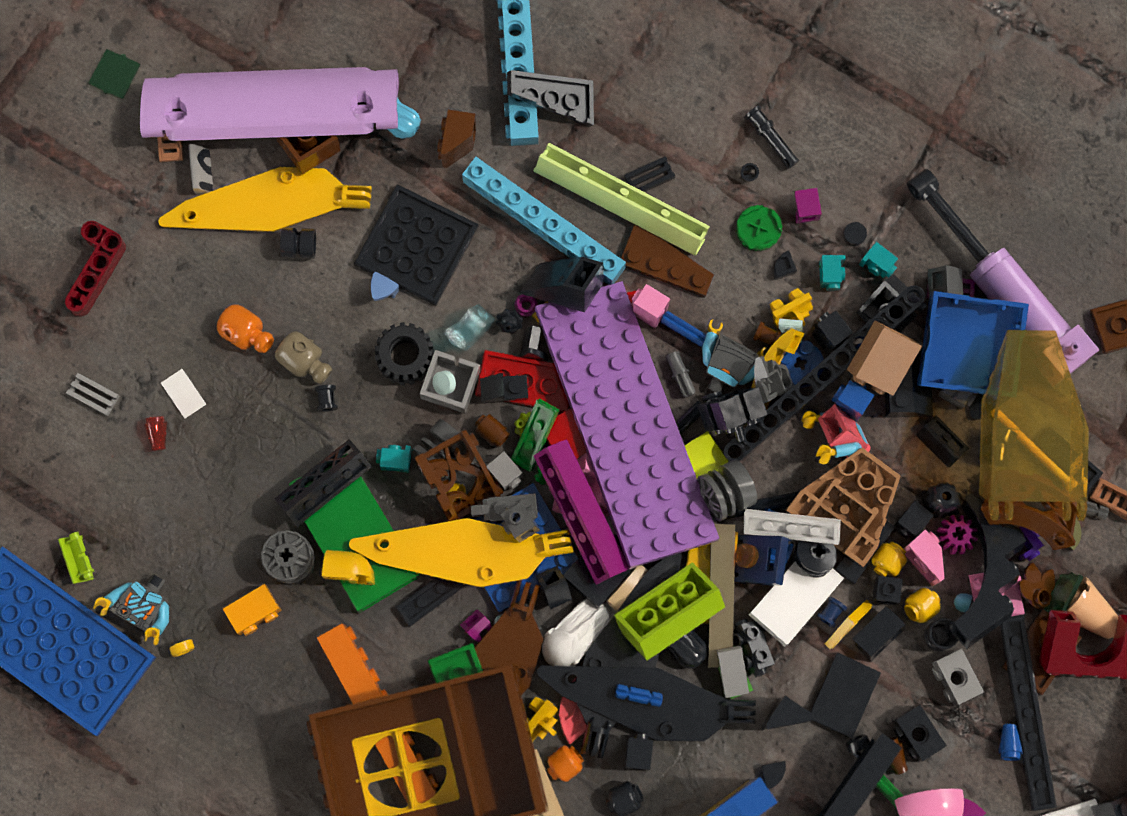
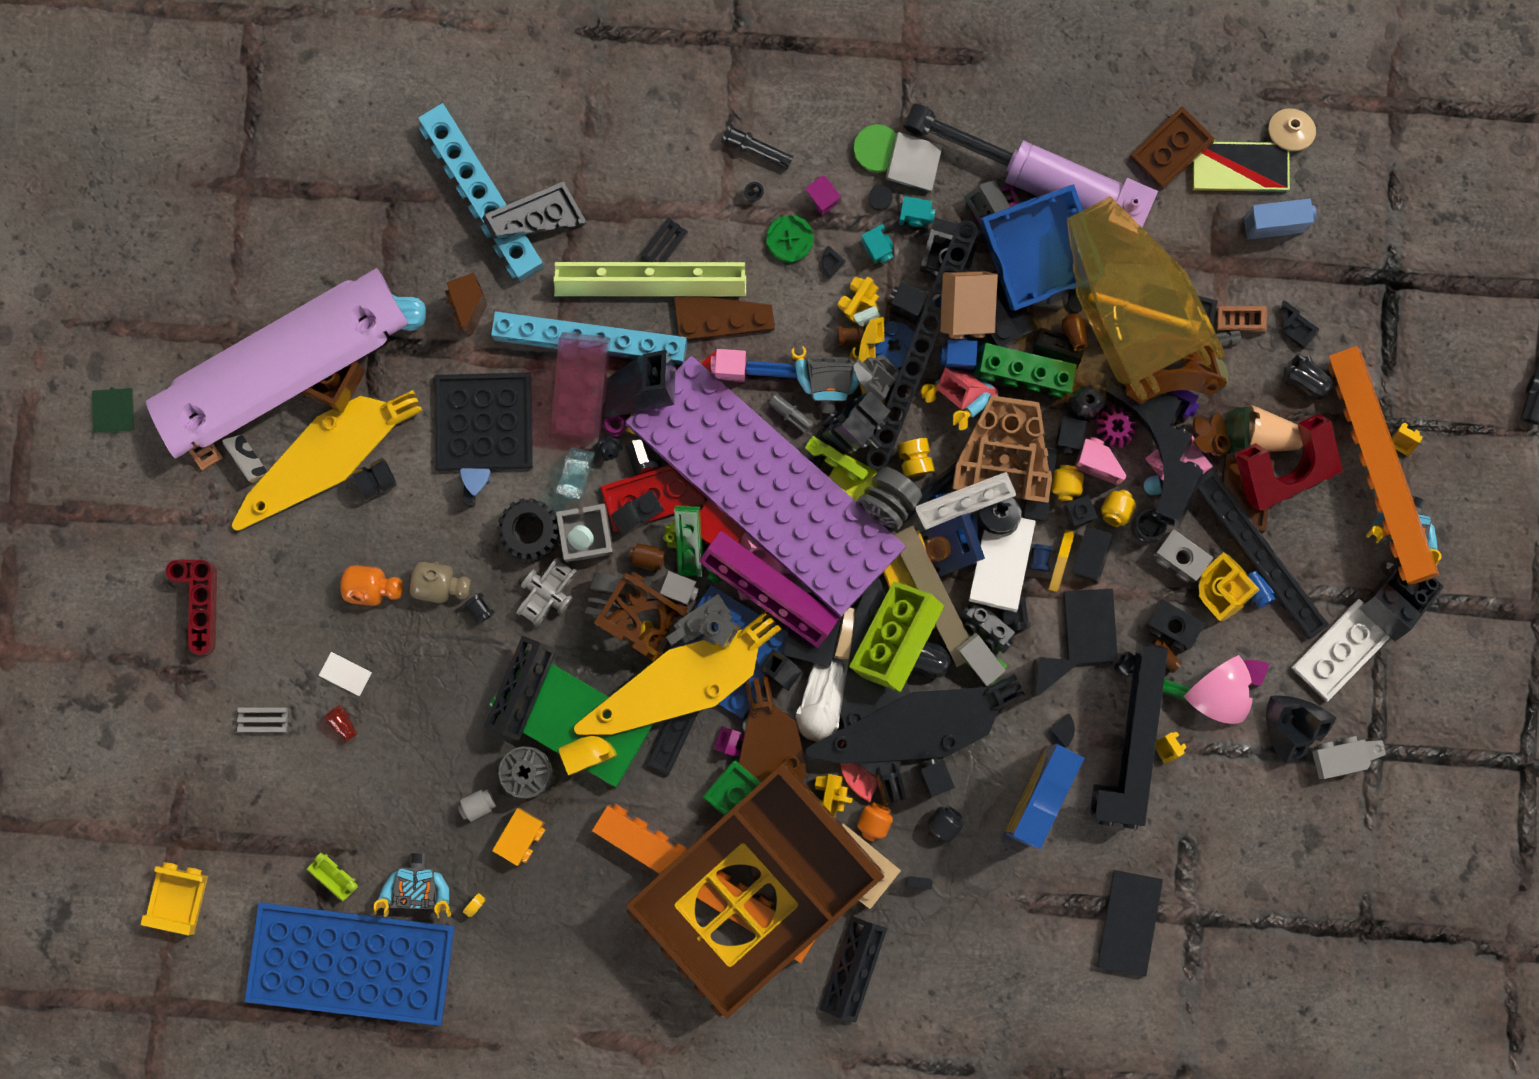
camera: 25 degrees left, 5 degrees up
(232, 563) = (477, 805): none -> light grey brick
(368, 302) = (468, 498): none -> black tile
(383, 418) = (542, 599): none -> light grey axle
(394, 458) = (572, 630): teal brick -> none
(514, 254) = (580, 385): none -> clear pink brick
(638, 695) = (908, 726): blue axle -> none
(699, 432) = (836, 459): none -> lime hinge
(768, 467) = (915, 458): none -> yellow wheel
(783, 655) = (1017, 620): none -> black tile
(874, 191) = (874, 147): none -> bright green tile
(899, 218) = (913, 162): none -> light grey tile
(903, 443) = (1024, 369): none -> green brick
(964, 433) = (1074, 329): none -> reddish brown cone
(981, 724) = (1225, 587): none -> yellow brick

